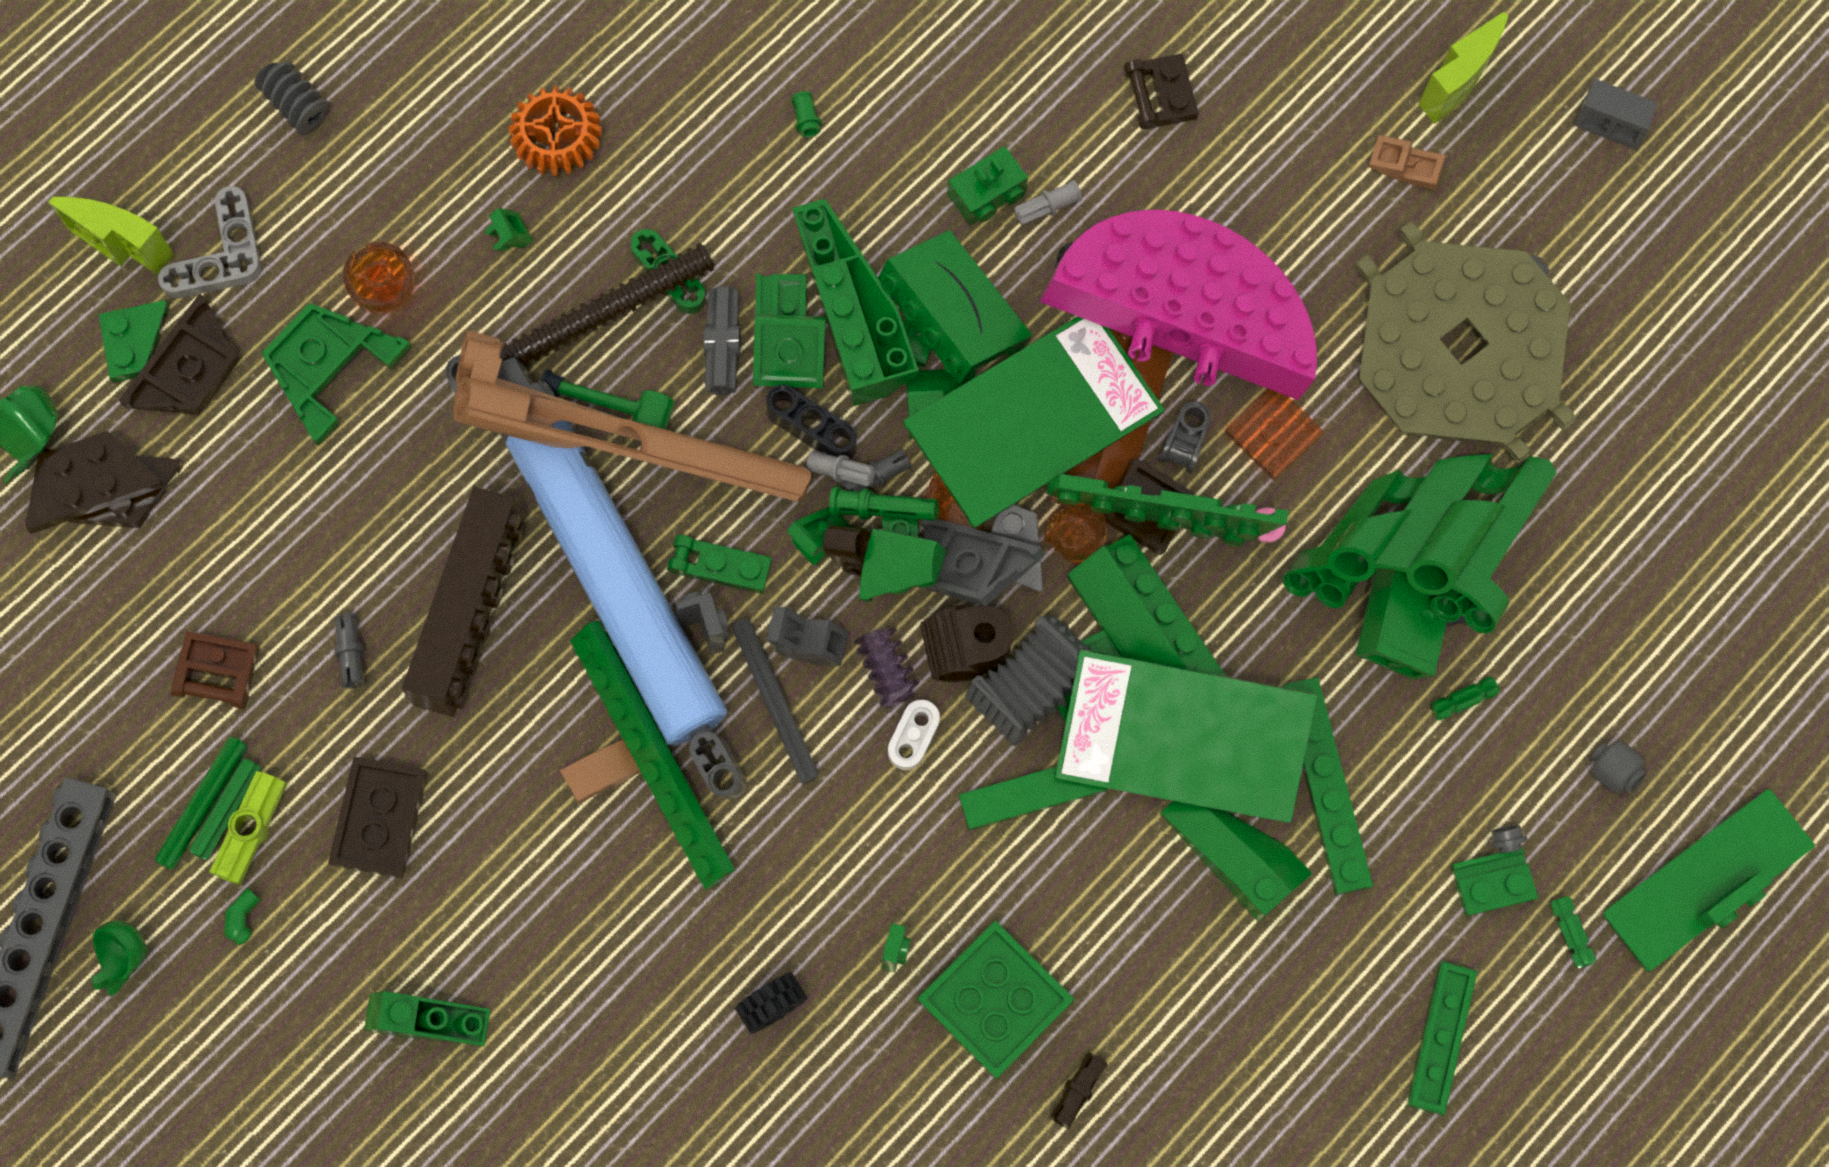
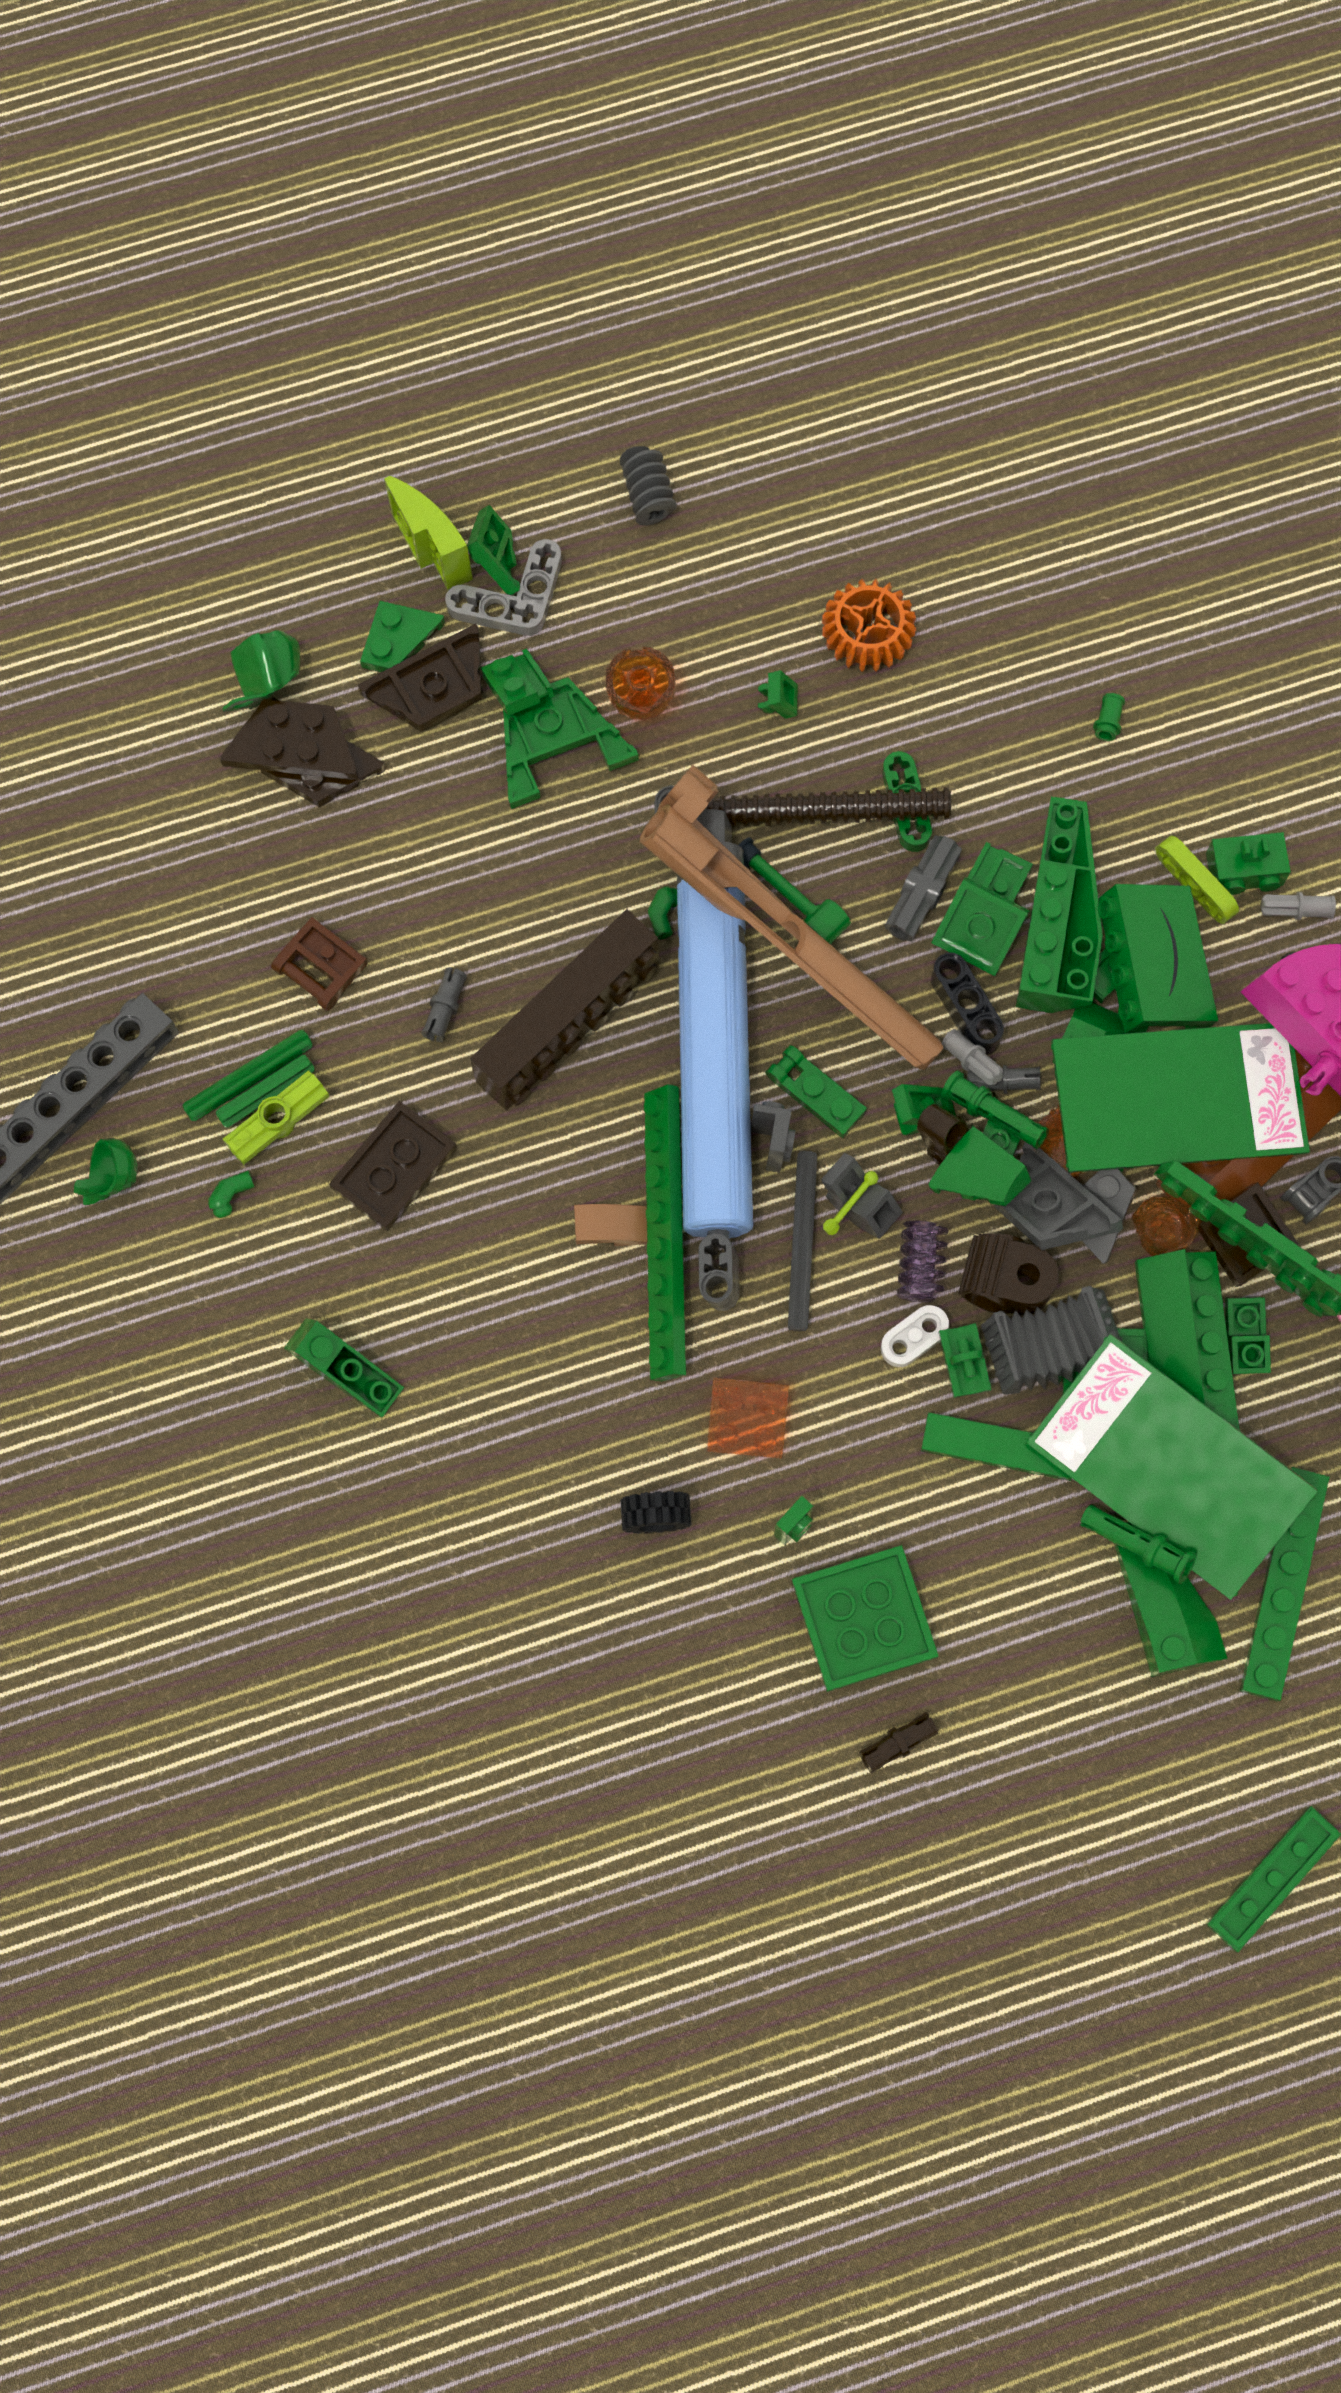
camera: 35 degrees right, 0 degrees up
(179, 218) = (492, 548): none -> green wing
(265, 329) = (517, 682): none -> green plate
(498, 471) = (658, 910): none -> green arm
(795, 675) = (832, 1226): none -> lime hinge
(807, 879) = (747, 1417): none -> clear orange hinge
(946, 217) = (1193, 873): none -> lime beam
(967, 734) = (964, 1360): none -> green hips
(1191, 591) = (1247, 1335): none -> green slope
(1208, 814) = (1152, 1550): none -> green pin

